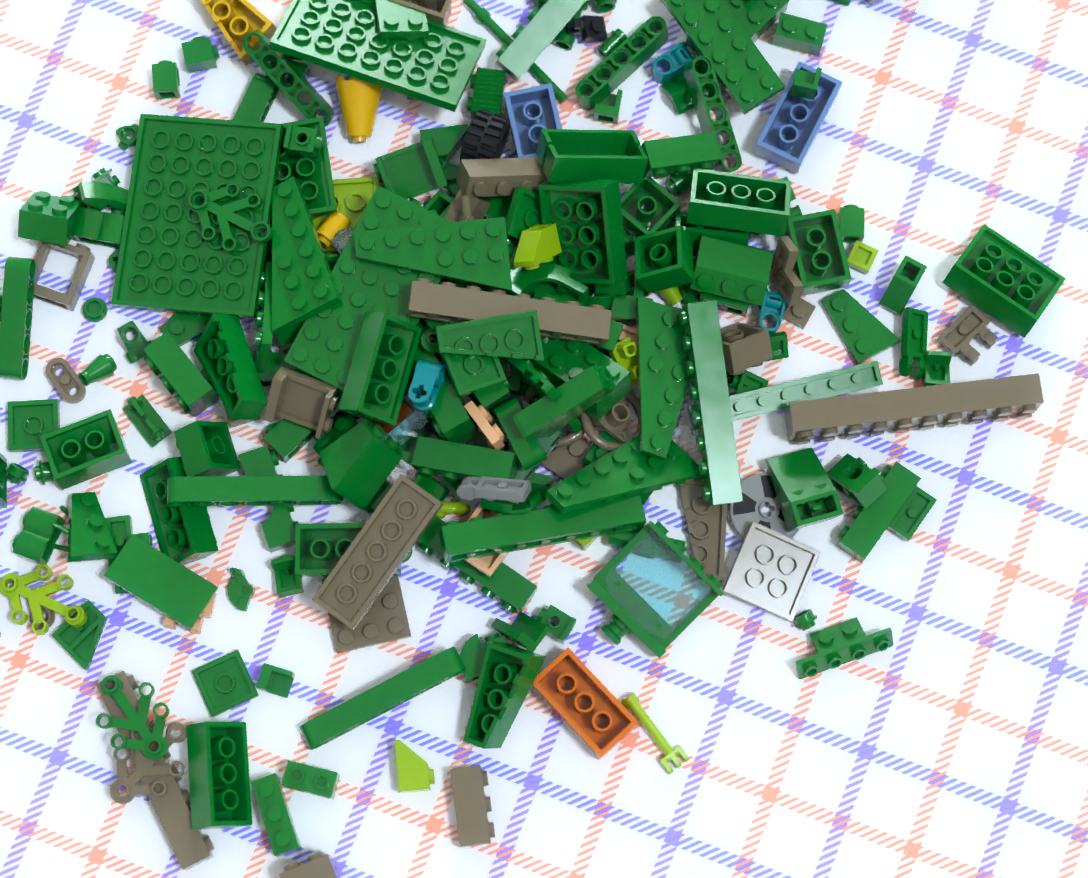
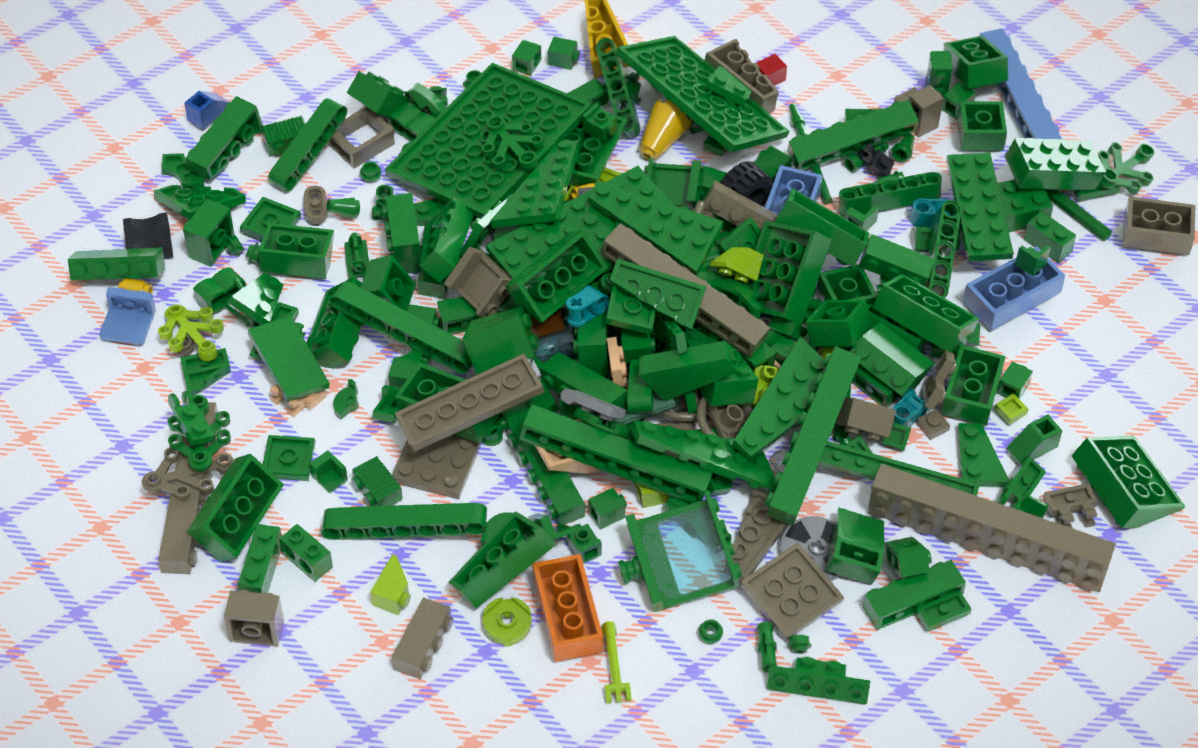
camera: 30 degrees right, 25 degrees down
(119, 712) = (190, 419): none -> green hinge
(329, 669) = (376, 483): none -> green brick
(526, 731) = (507, 633): none -> lime plate
(556, 574) = (607, 508): none -> green brick
(720, 642) = (710, 625): none -> green plate
(778, 638) = (766, 645): none -> green pin

